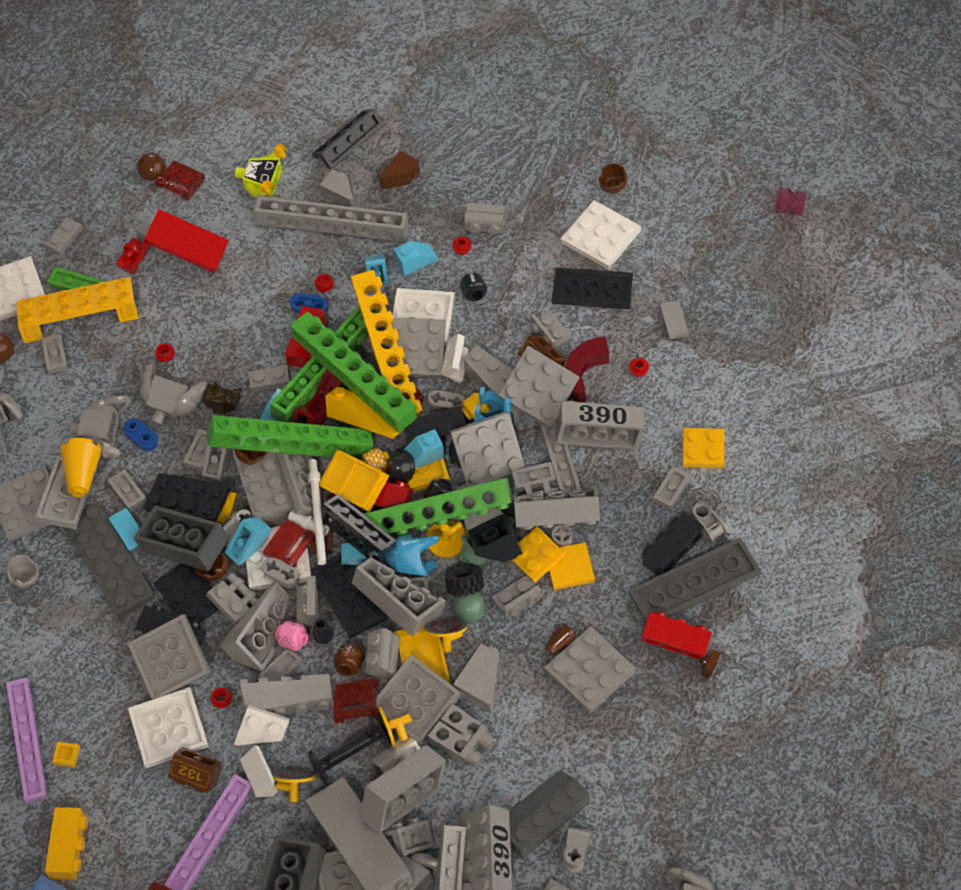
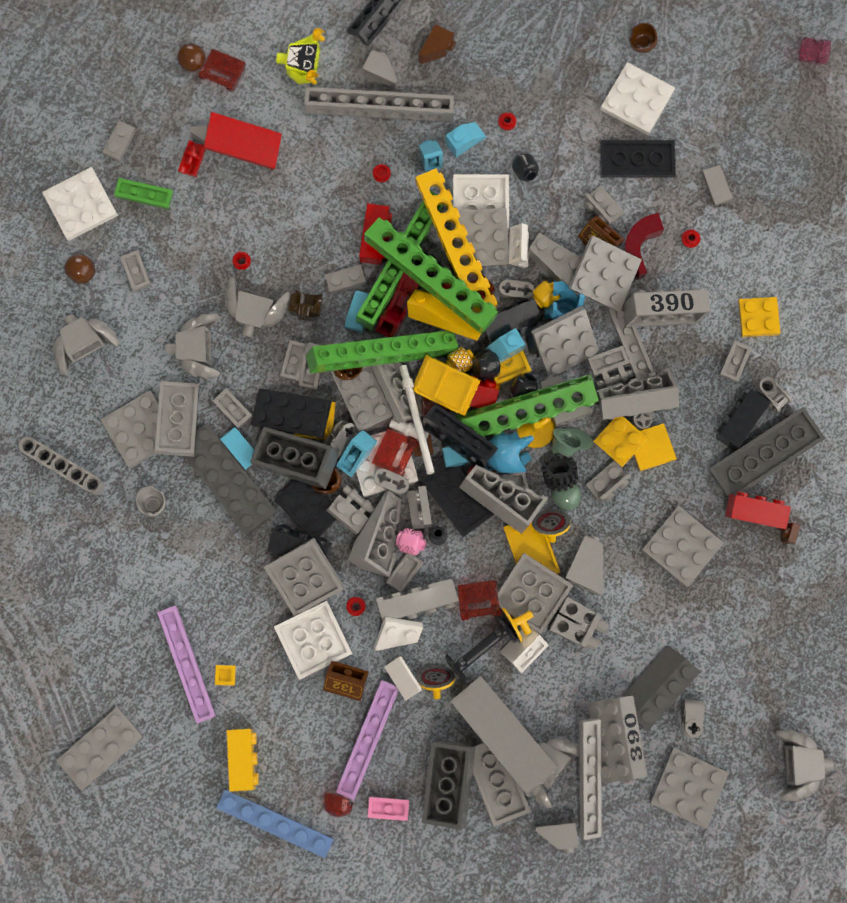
camera: 10 degrees left, 20 degrees up
(75, 303) = (147, 218): yellow bracket -> none
(79, 464) = (186, 394): yellow cone -> none
(139, 433) = (232, 349): blue plate -> none
(308, 301) = (371, 195): blue plate -> none
(349, 659) = (466, 560): reddish brown head -> none
(382, 653) = (496, 552): light grey brick -> none
(402, 788) = (537, 687): light grey brick -> none
(412, 837) = (548, 725): light grey bracket -> none
(485, 218) = (526, 91): light grey brick -> none
(495, 540) = (584, 433): black slope -> none
(561, 638) = (653, 520): reddish brown cone -> none

